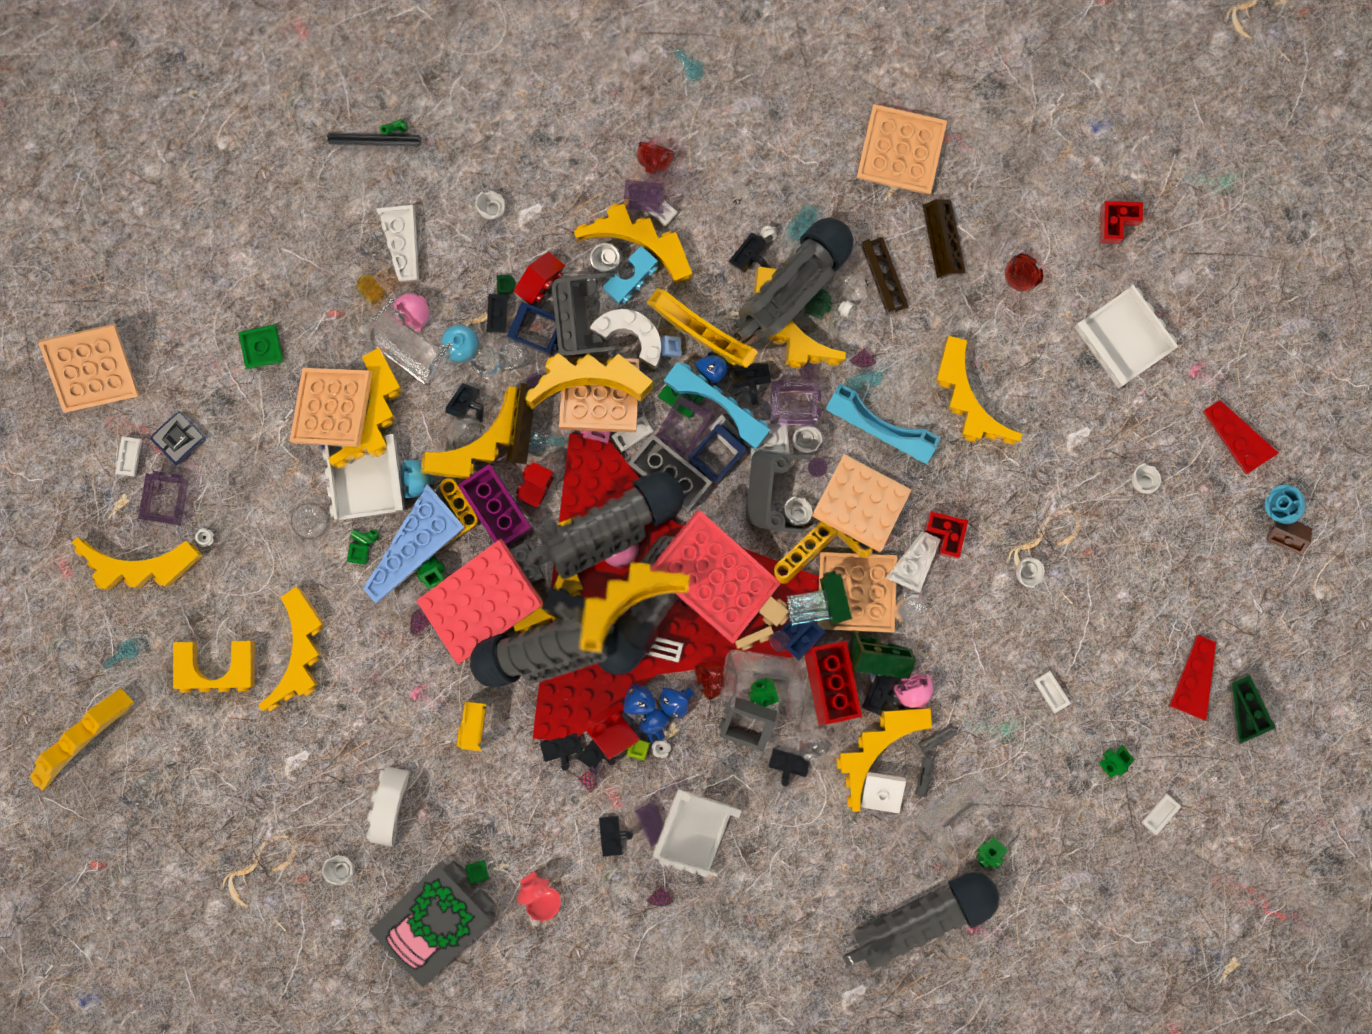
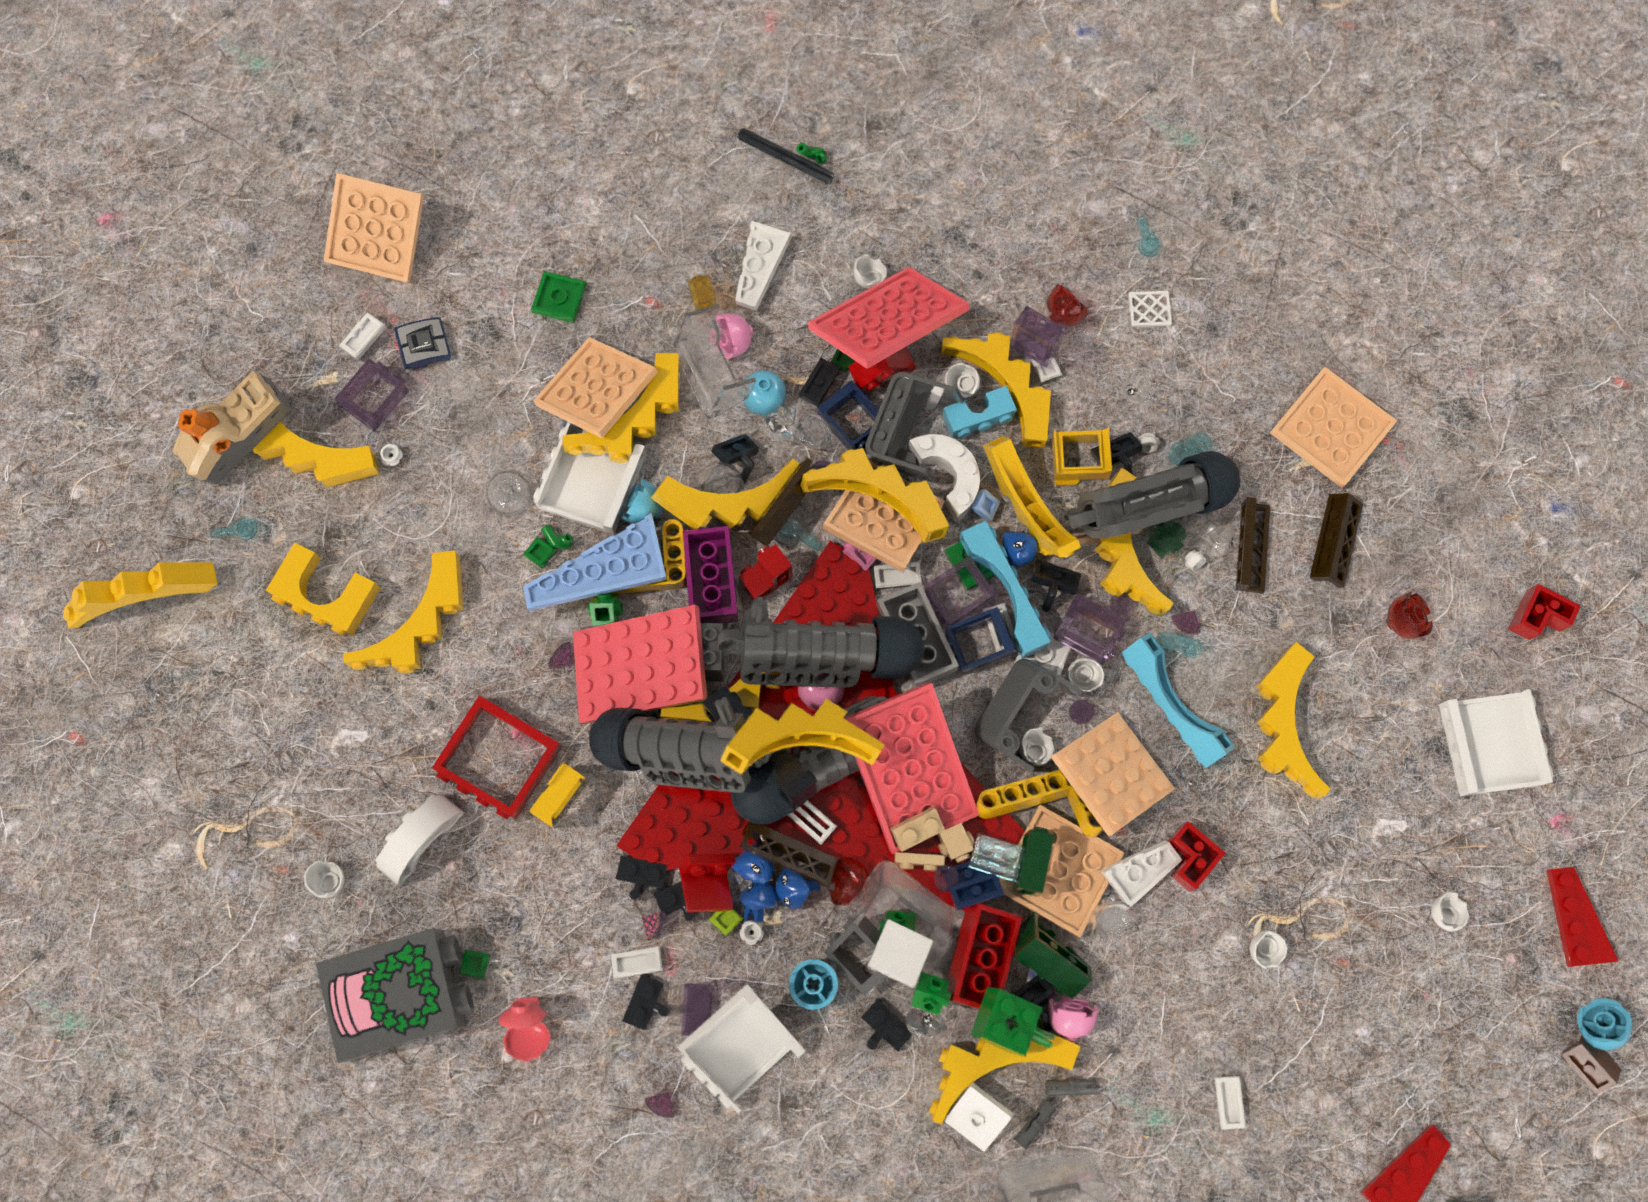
camera: 20 degrees right, 10 degrees down
(72, 590) = (221, 435): none -> tan piece
(418, 754) = (483, 798): none -> red window
(524, 238) = (888, 317): none -> coral plate
(591, 811) = (636, 962): none -> white tile
(659, 676) = (791, 849): none -> dark brown fence
(724, 134) = (1149, 323): none -> white window
(724, 290) = (1071, 475): none -> yellow piece
(730, 770) = (813, 970): none -> medium azure cylinder
(741, 617) = (917, 828): none -> tan plate
(773, 711) = (900, 953): none -> white tile
(809, 727) = (931, 993): none -> green brick
(881, 717) = (1020, 1026): none -> green brick

